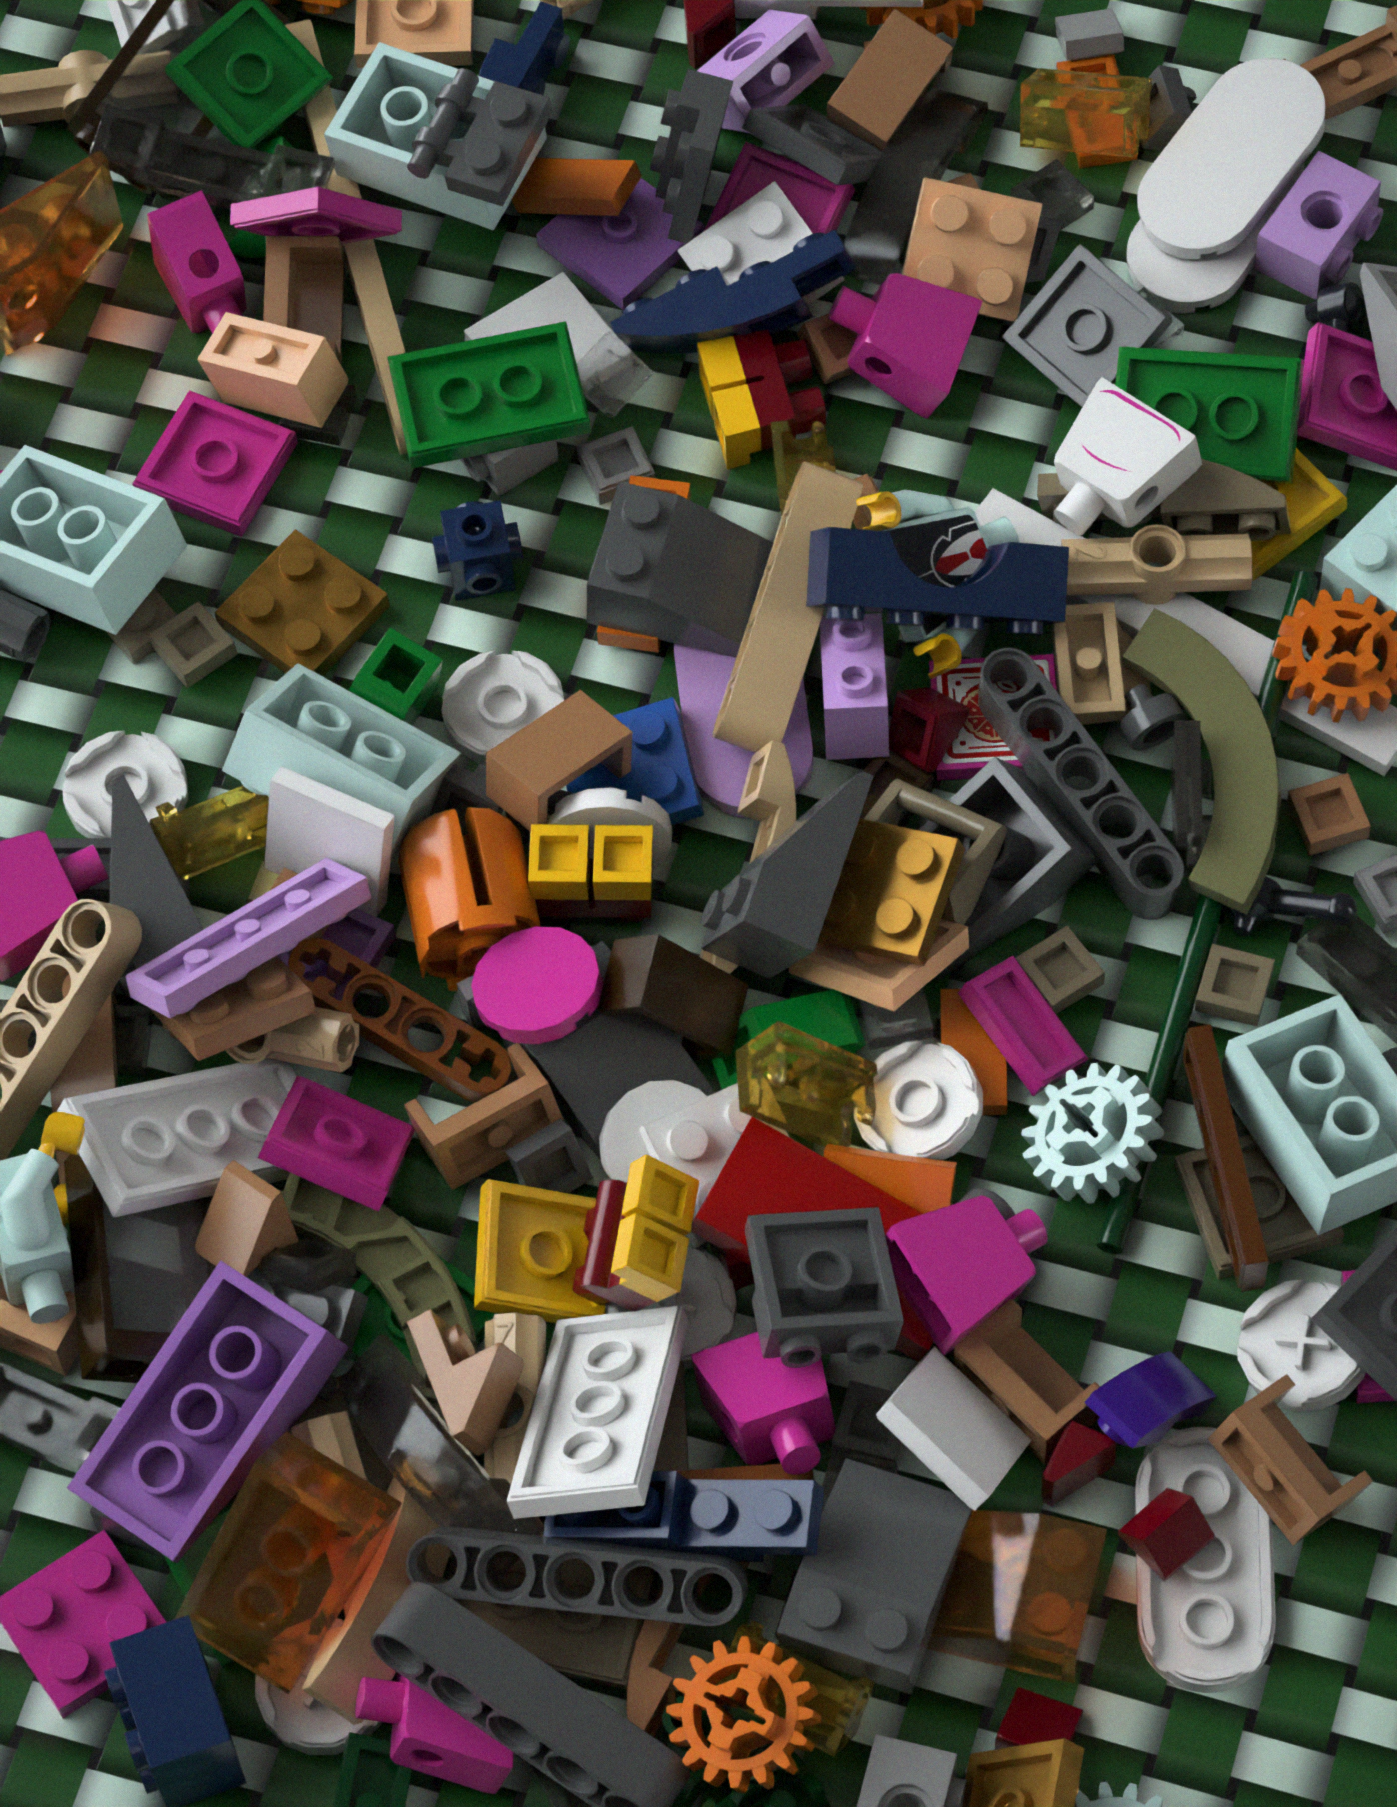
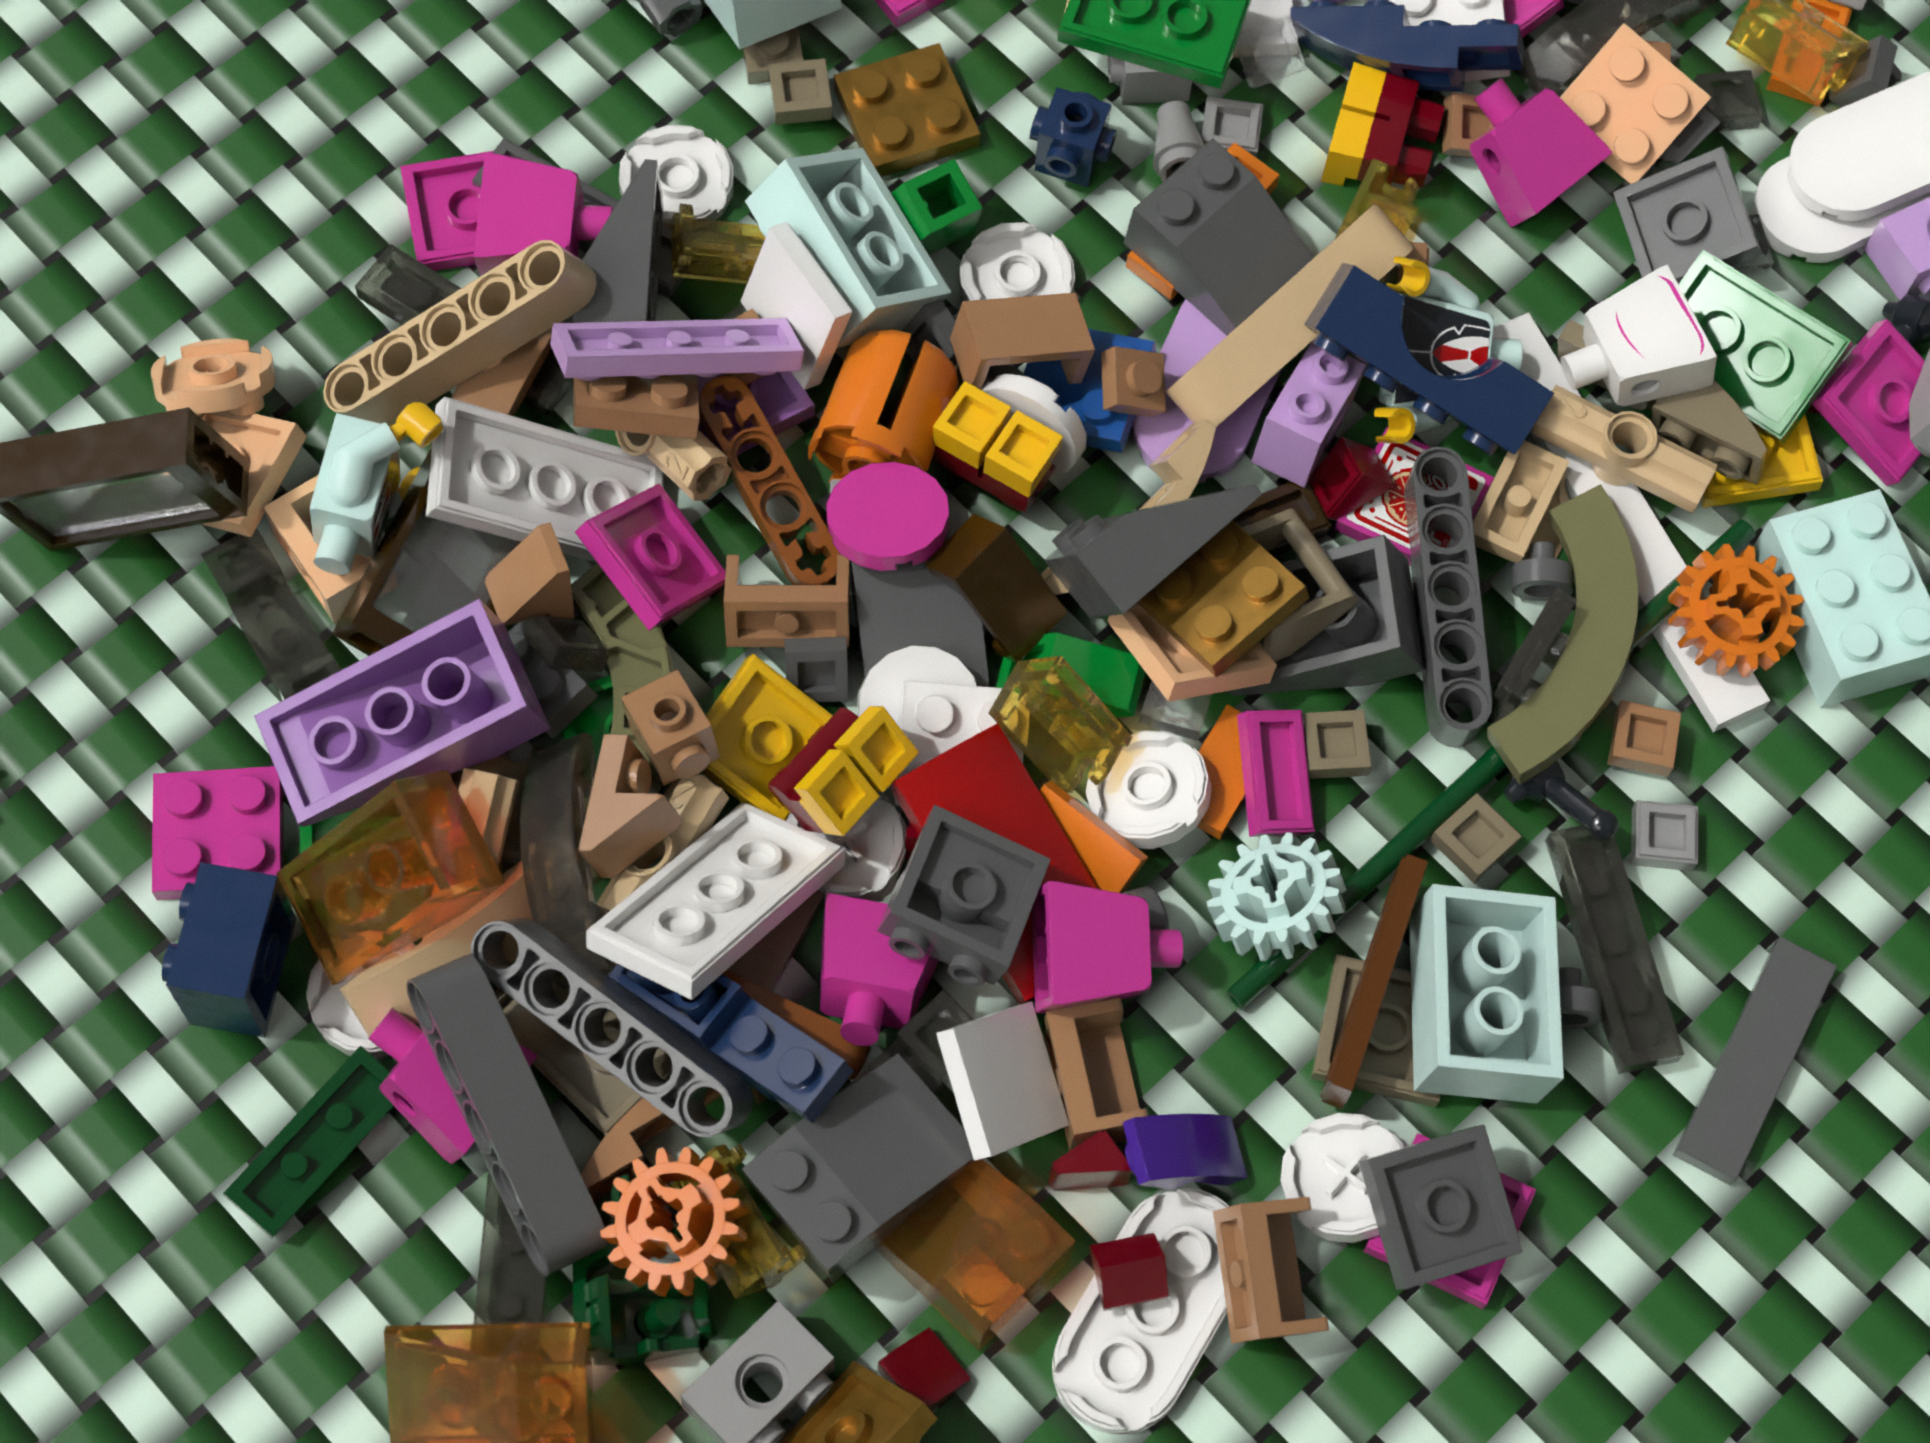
camera: 20 degrees right, 5 degrees up
(461, 1283) = (671, 728): none -> medium nougat brick
(577, 505) = (1175, 138): none -> light grey cone
(679, 743) = (1133, 381): none -> medium nougat plate

